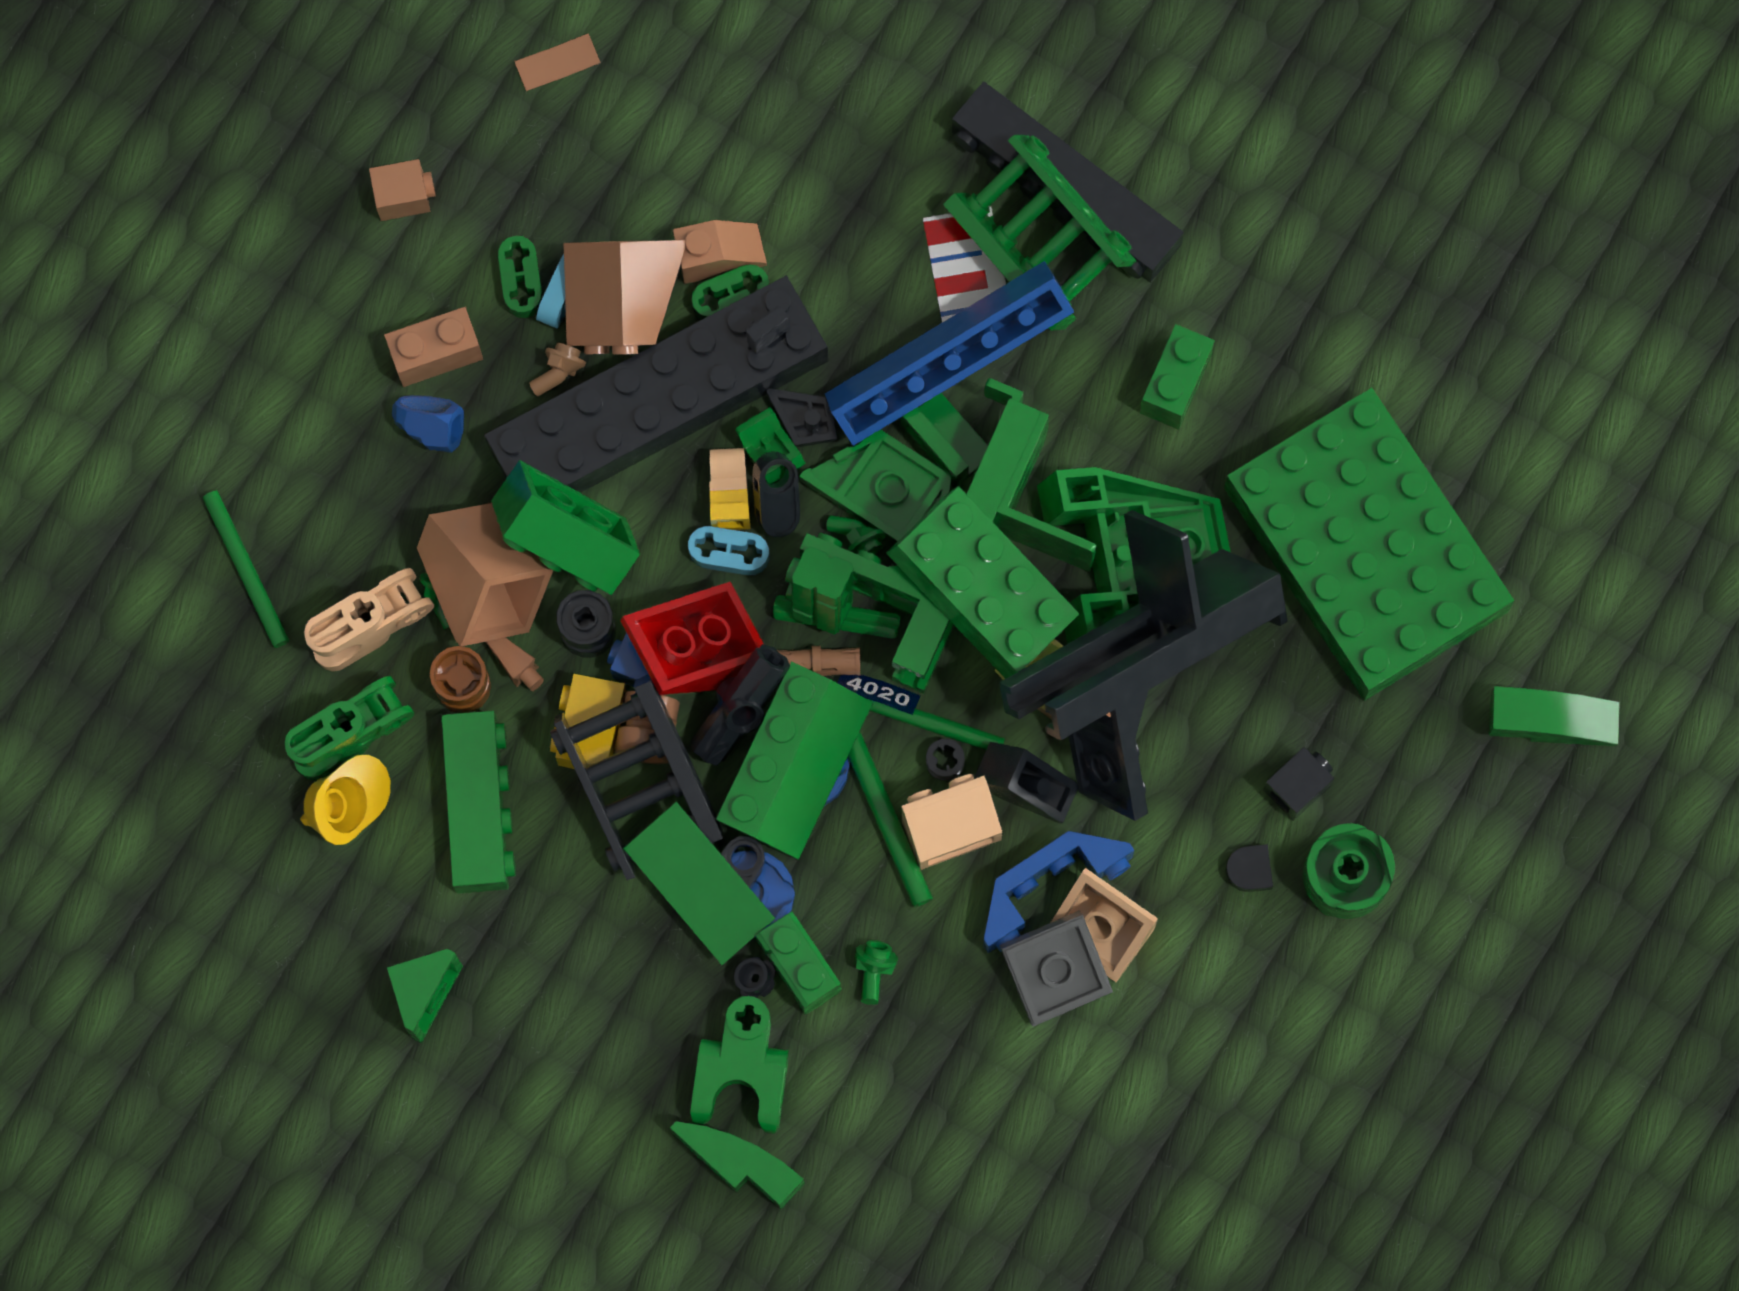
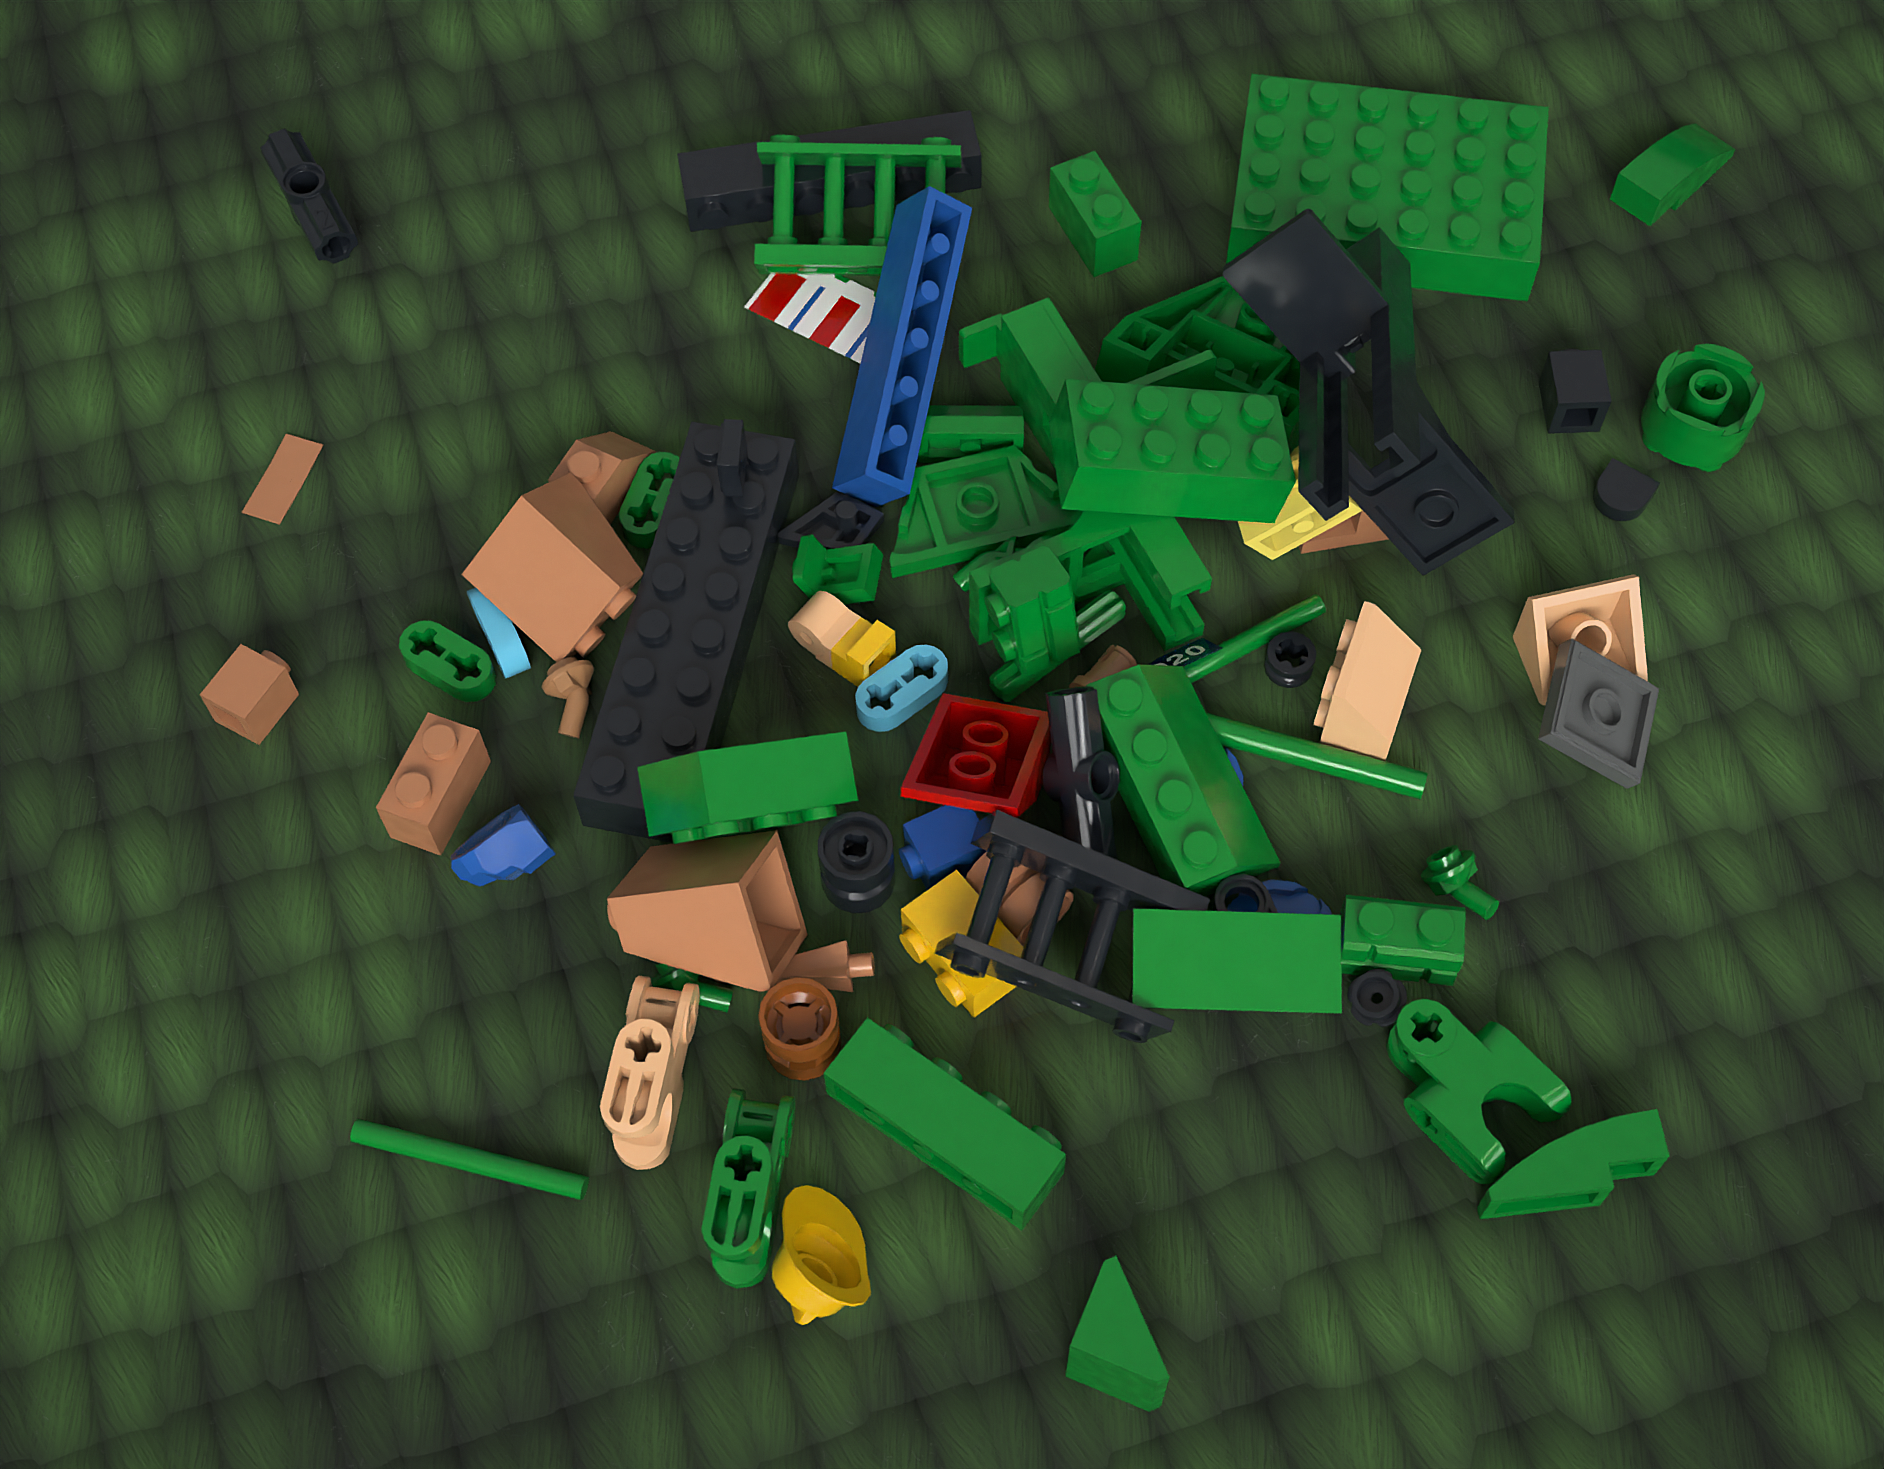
camera: 50 degrees left, 15 degrees down
(777, 503) = (898, 601): black piece -> none
(1027, 781) = (1390, 587): black slope -> none
(1099, 855) = (1498, 720): blue slope -> none

